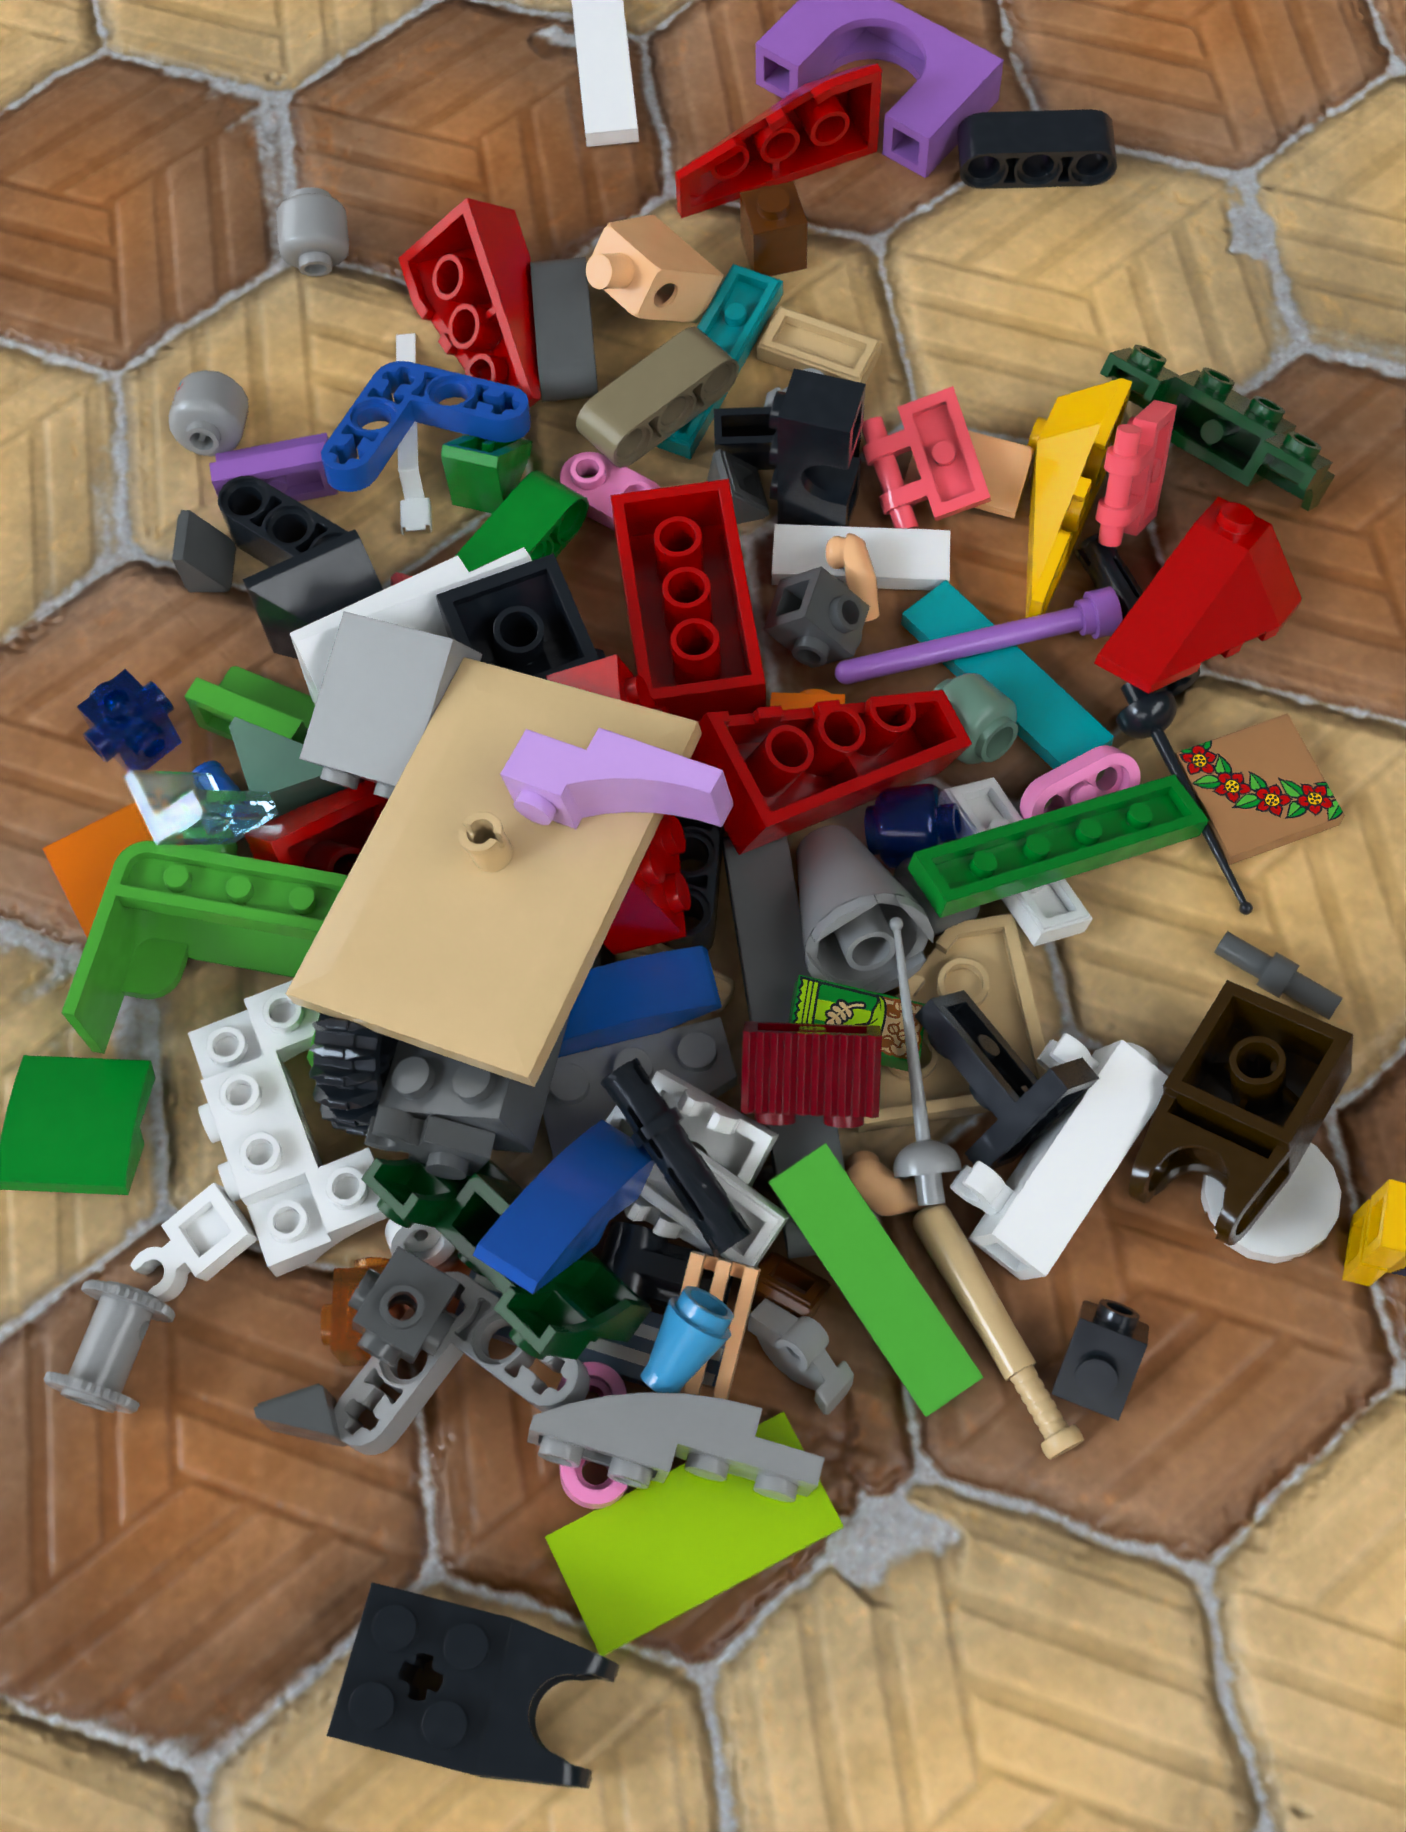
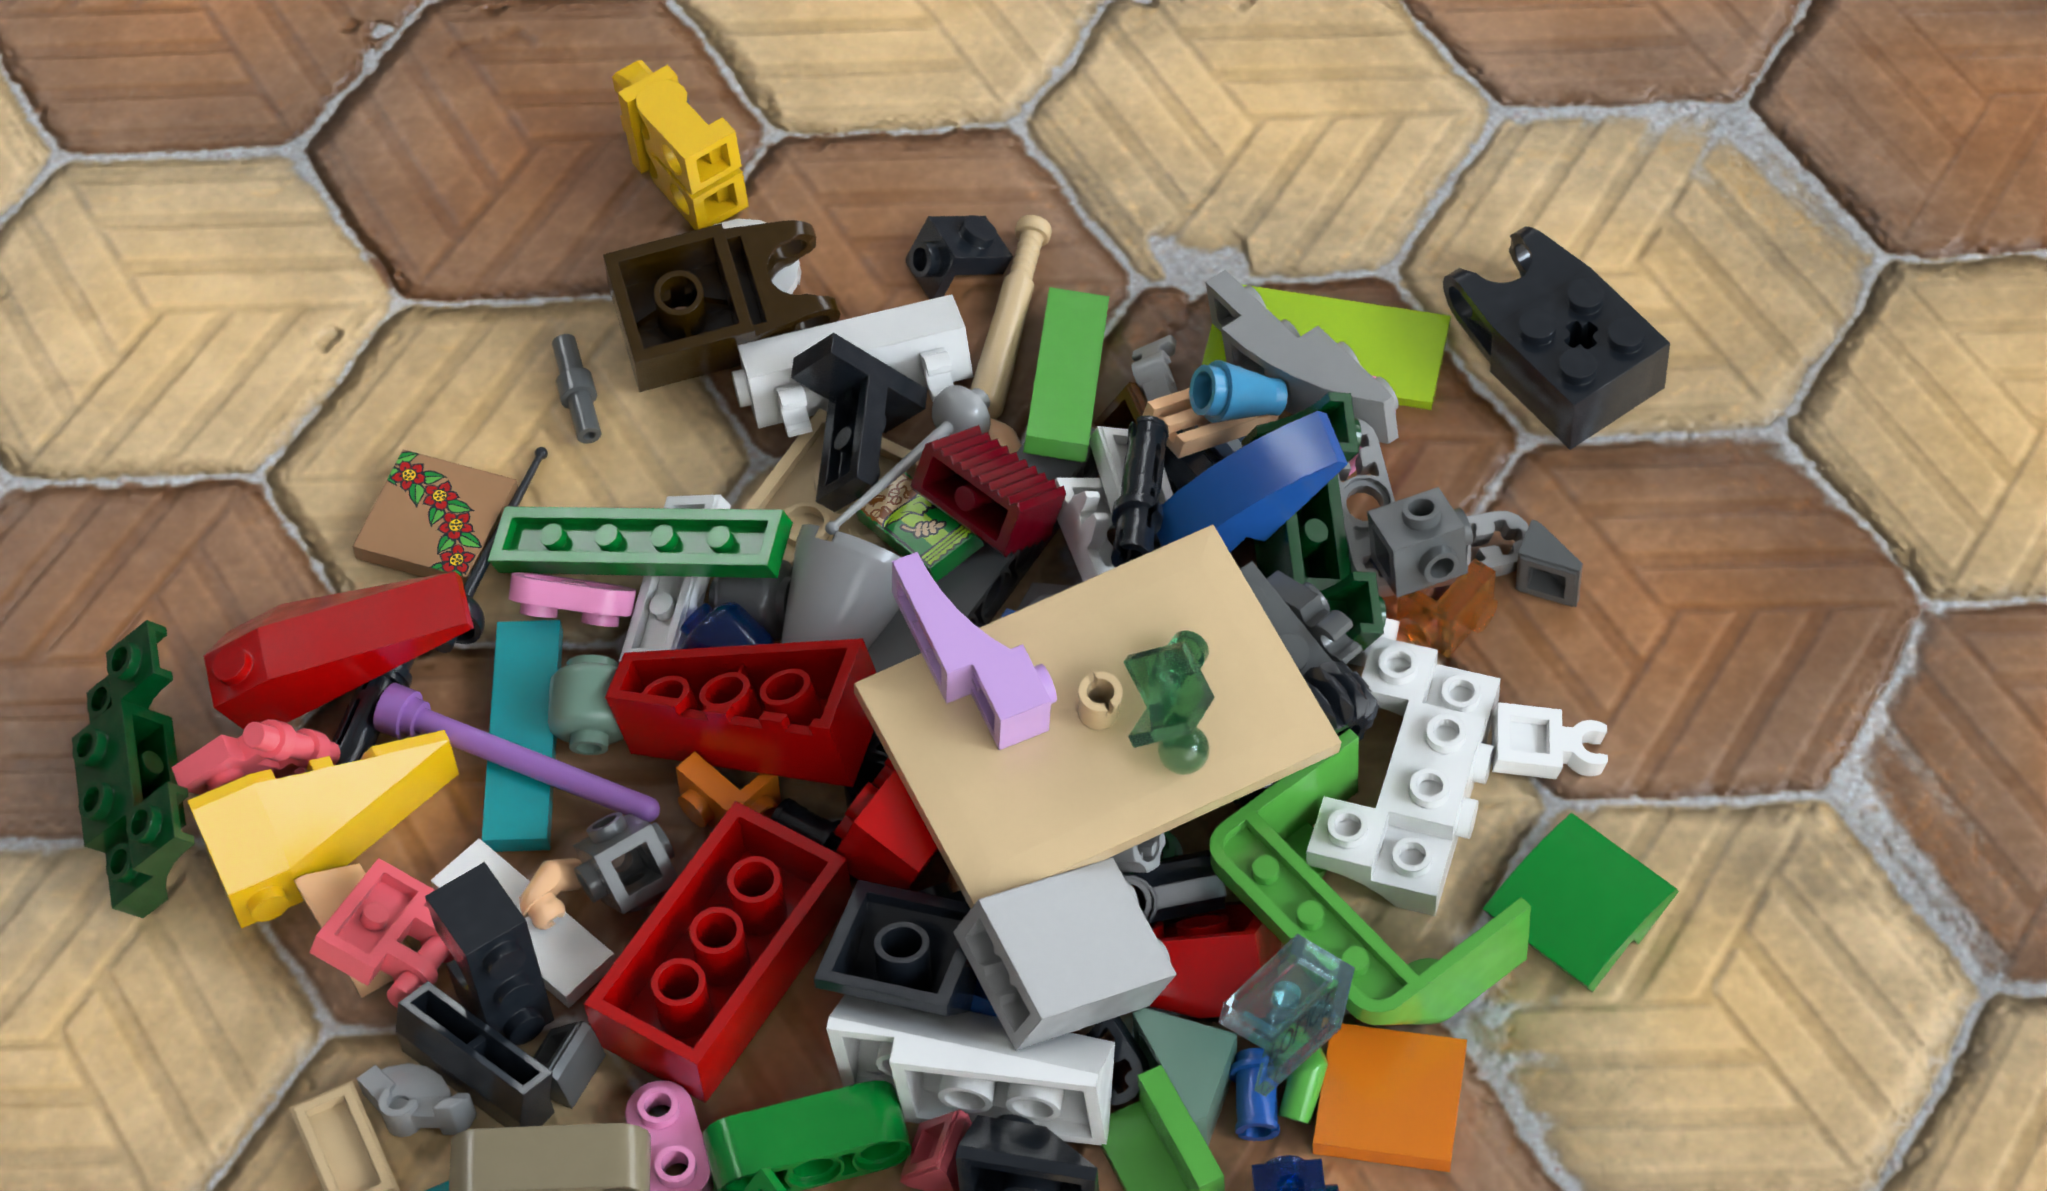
camera: 140 degrees left, 10 degrees down
(110, 1346) = (1662, 701): light grey hose -> none
(413, 867) = (1175, 701): none -> clear green piece

